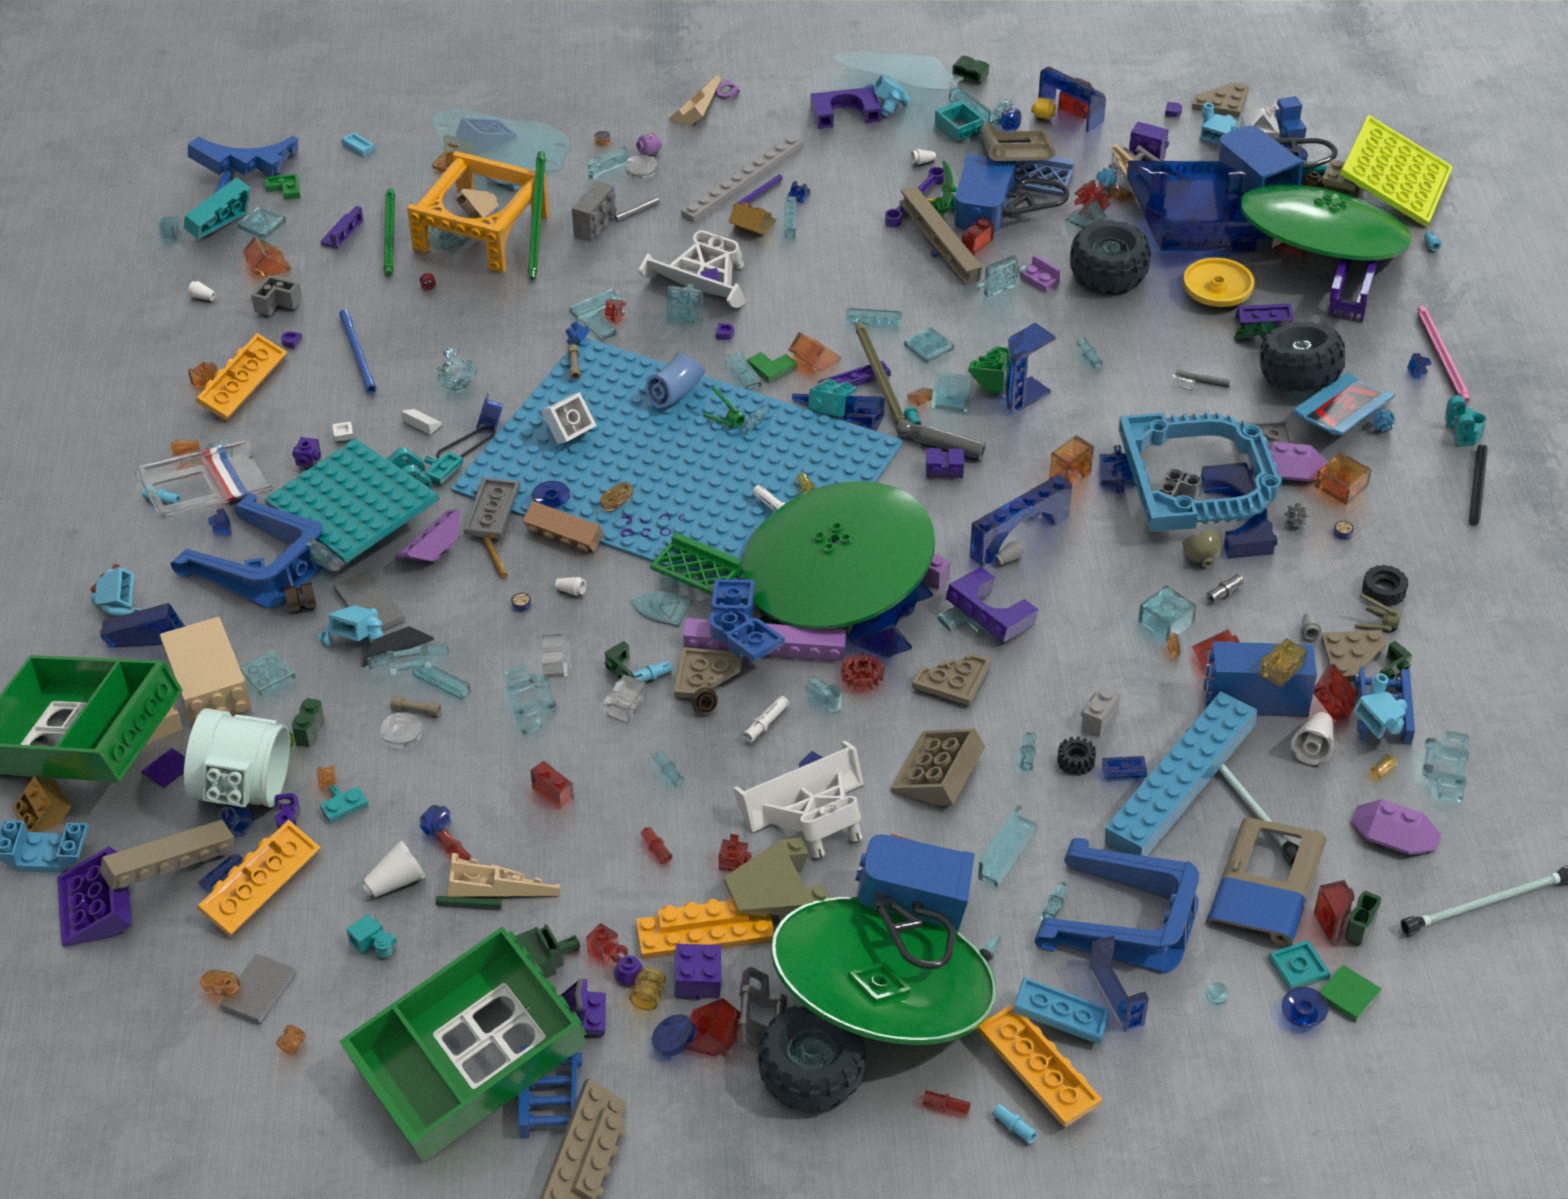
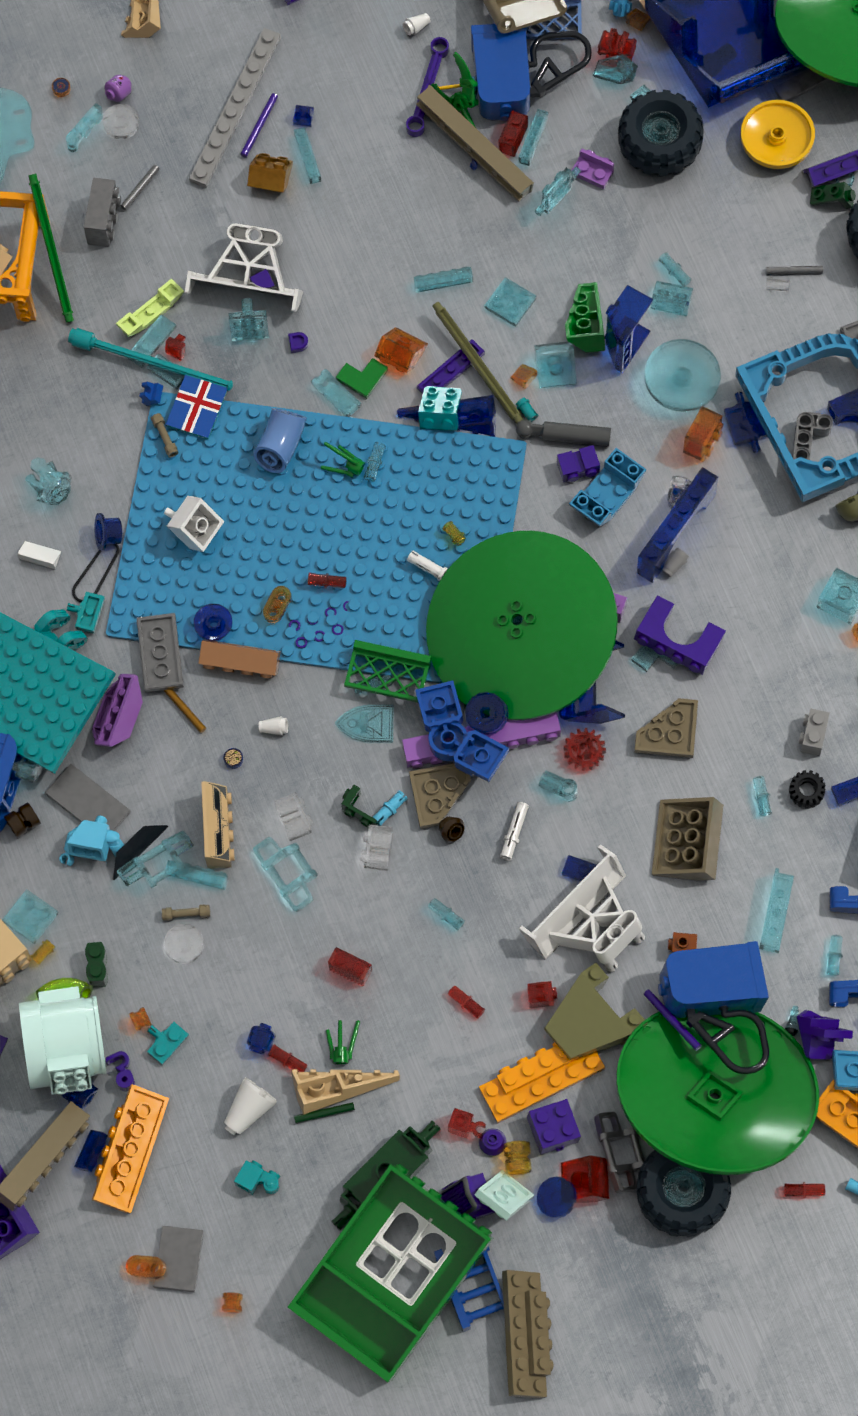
camera: 15 degrees left, 25 degrees up
(264, 702) = (43, 951): none -> clear yellow pin
(477, 641) = (216, 825): none -> tan slope
(508, 854) = (340, 1055): none -> green plant
(609, 351) = (197, 399): none -> flag
(616, 1012) = (504, 1195): none -> light aqua plate
(623, 279) = (151, 310): none -> yellowish green slope
(670, 490) = (326, 580): none -> clear red axle
(776, 609) = (475, 713): none -> clear blue wheel
(862, 908) = (672, 1020): none -> dark purple bar
(970, 488) = (609, 488): none -> dark azure slope
(995, 243) = (533, 137): none -> clear light blue piece
(1014, 961) = (819, 1034): none -> dark purple piece
(1065, 415) = (682, 375): none -> clear light blue dish
(1078, 371) = (671, 298): none -> clear light blue bracket

